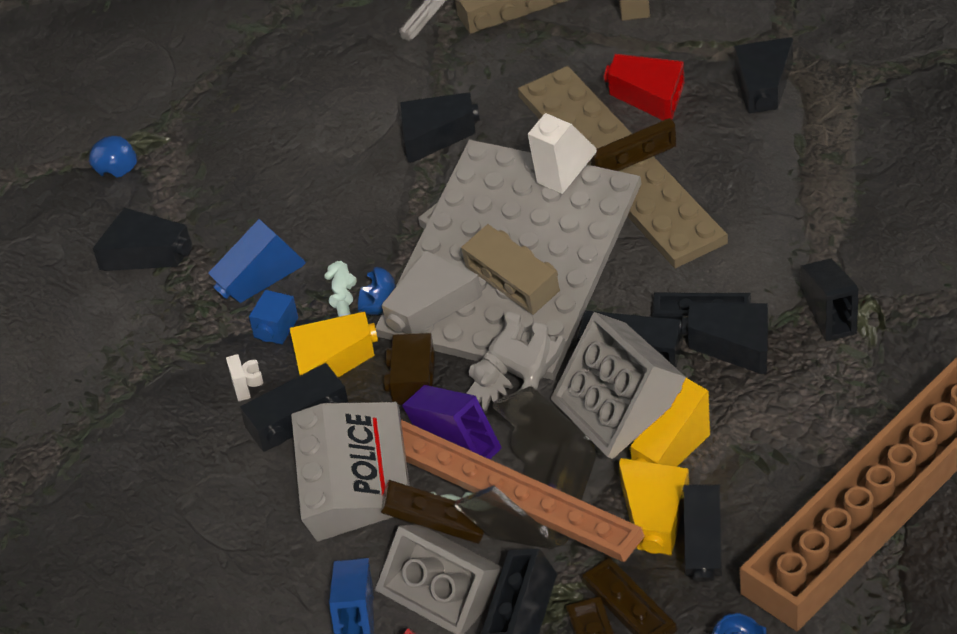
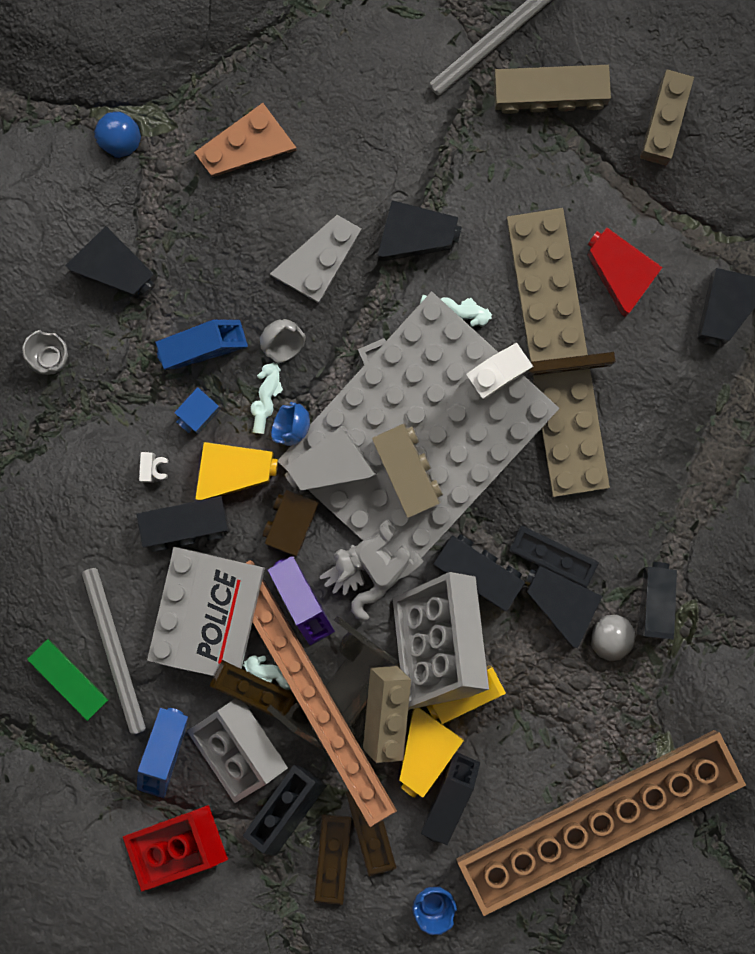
camera: 15 degrees right, 40 degrees up
(95, 327) = (45, 352): none -> light grey hair
(219, 589) = (68, 679): none -> green tile
(240, 122) = (246, 141): none -> nougat wing
(263, 547) = (113, 651): none -> light grey axle
(338, 235) = (282, 340): none -> light grey hair
(349, 178) = (319, 259): none -> light grey wing
(590, 464) = (386, 714): none -> dark tan brick
(801, 346) = (612, 637): none -> light grey hair

